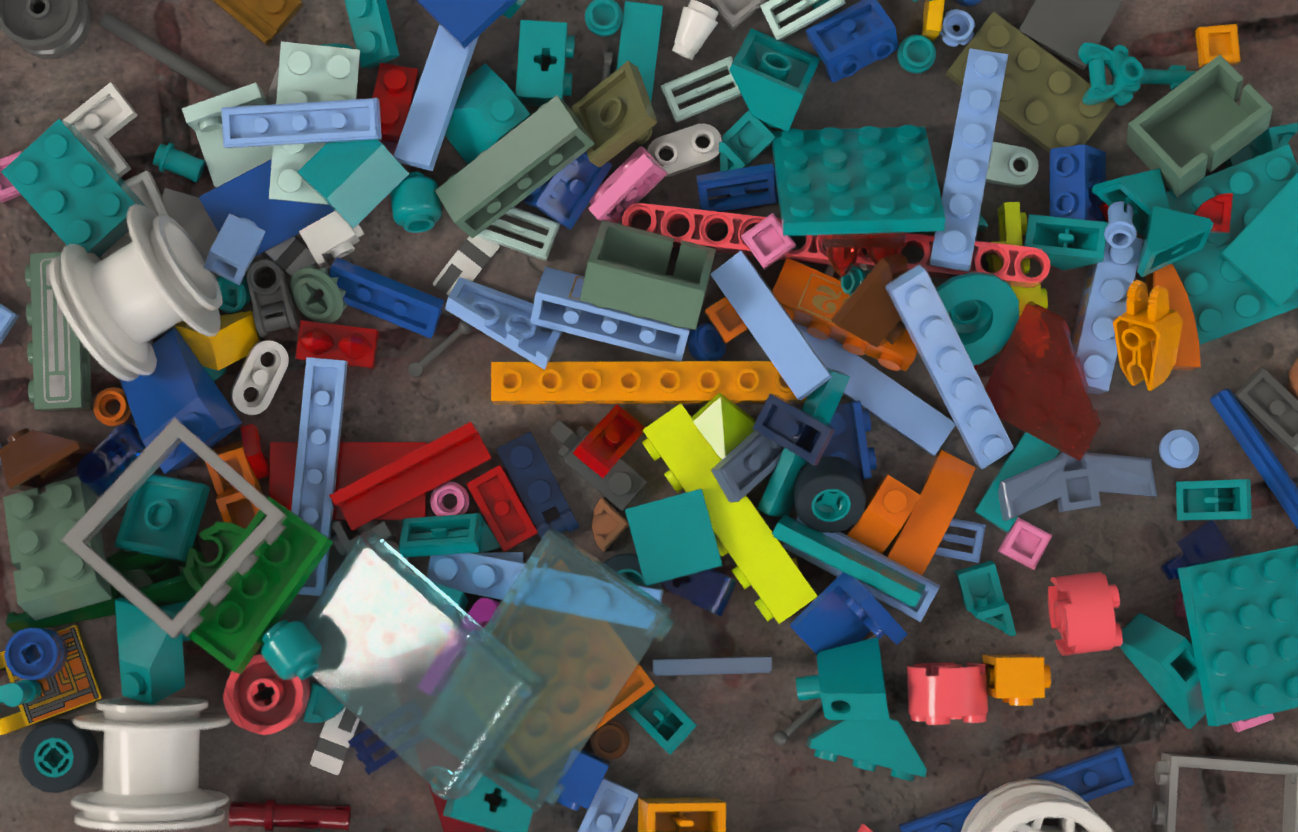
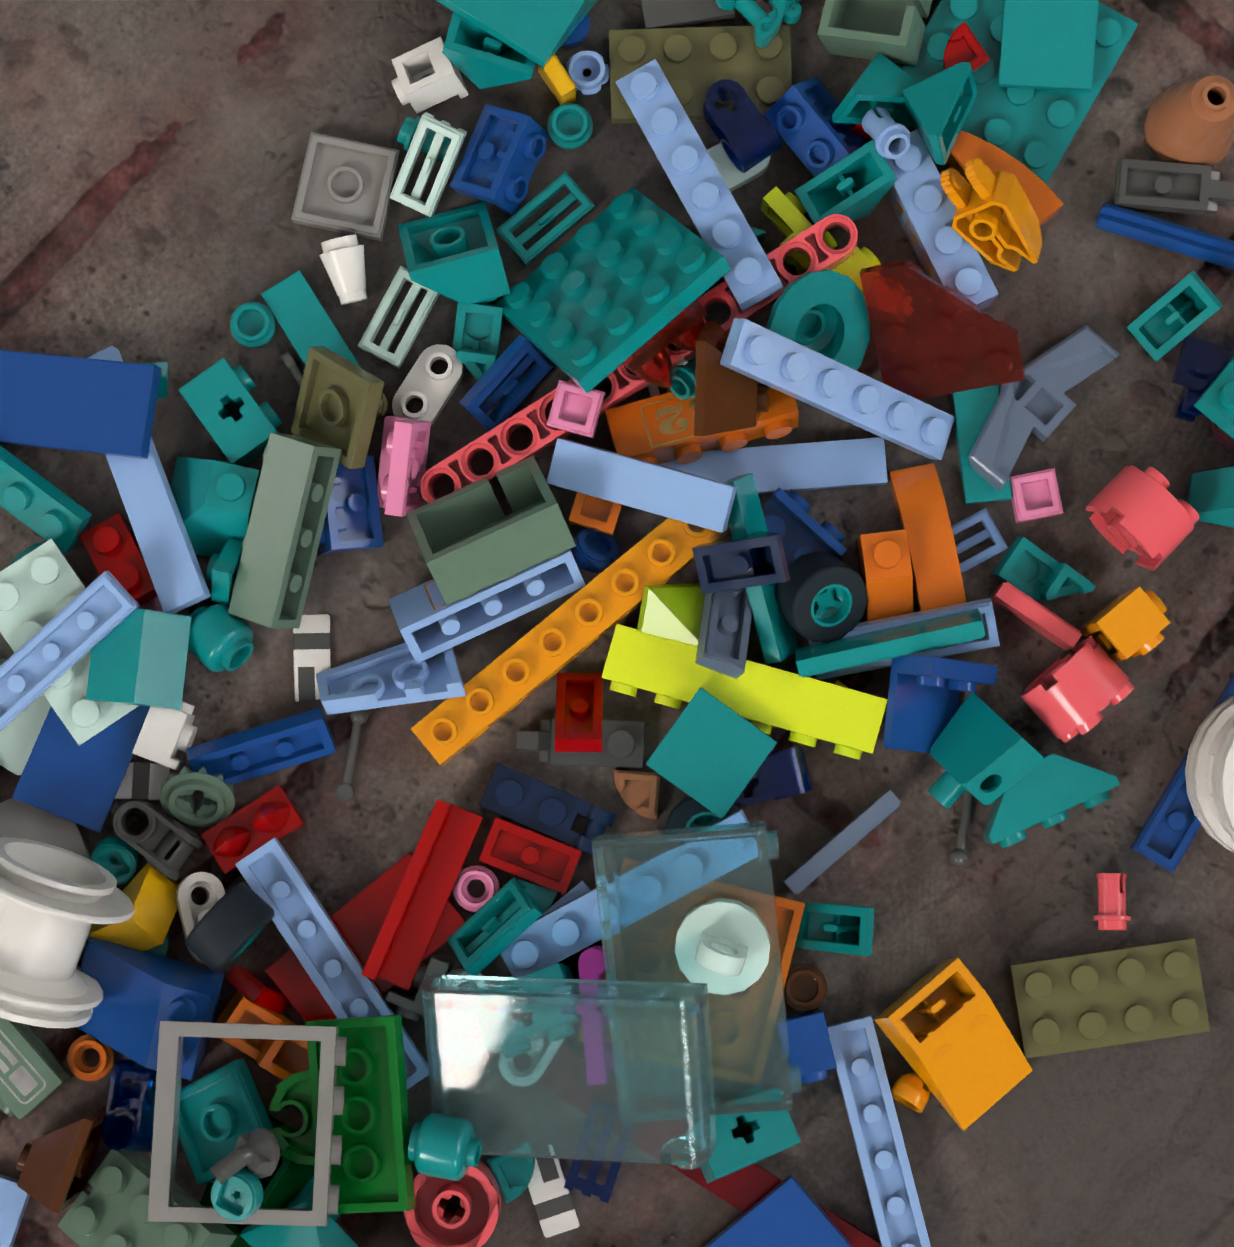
camera: 30 degrees left, 0 degrees up
(132, 570) = (237, 1196): none -> teal tile
(167, 552) = (255, 1150): none -> dark grey plate
(234, 248) = (85, 818): light blue brick -> none
(269, 395) = (229, 928): none -> black wheel
(453, 161) = (223, 571): none -> teal plate
(522, 247) = (339, 603): light aqua tile -> none
(578, 668) = (723, 946): none -> light aqua tile
(851, 117) = (516, 244): none -> teal tile
(960, 622) = (1036, 616): none -> coral tile
(1027, 149) = (743, 132): none -> clear blue piece
(1179, 449) = (1104, 295): light blue plate -> none

